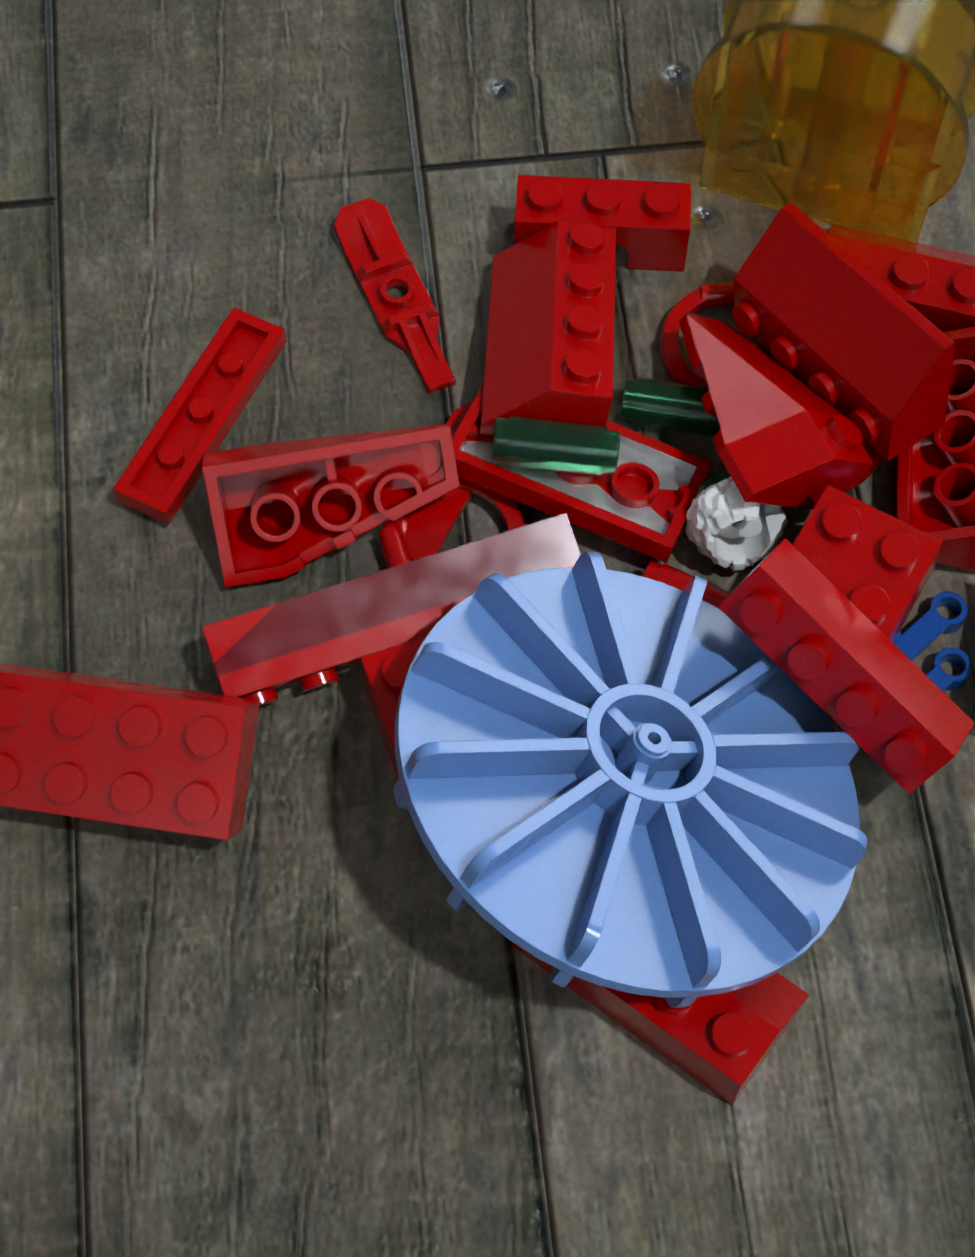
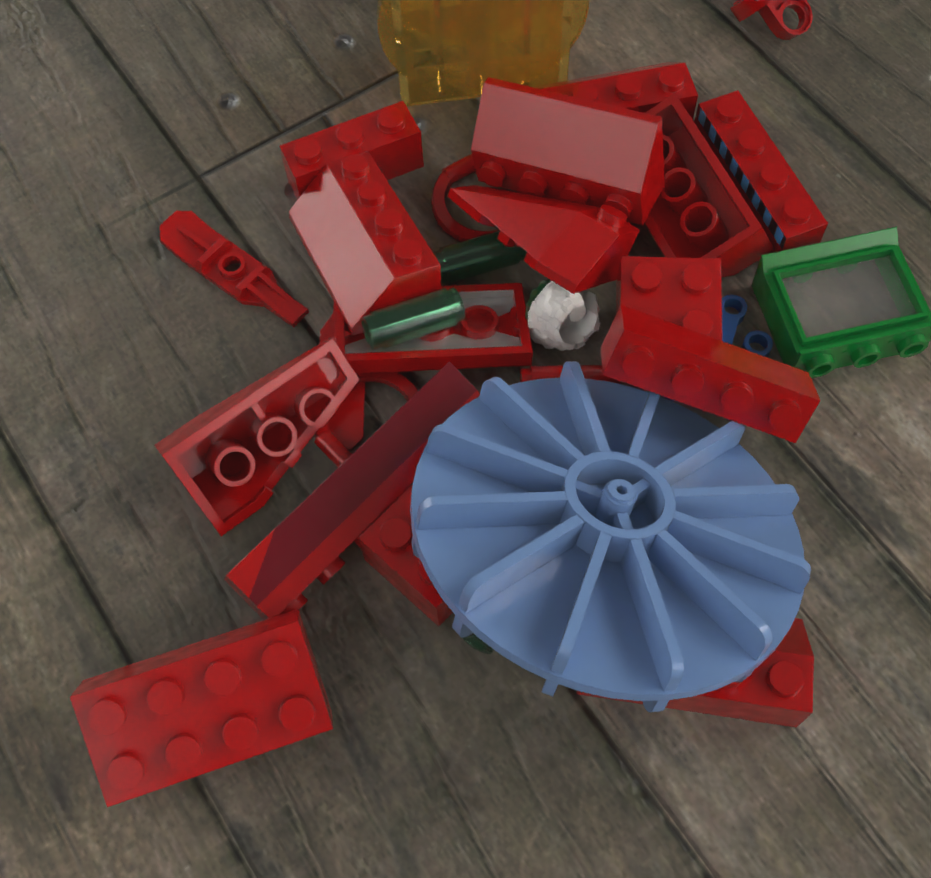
camera: 25 degrees left, 0 degrees up
(200, 415) = (134, 421): red plate -> none

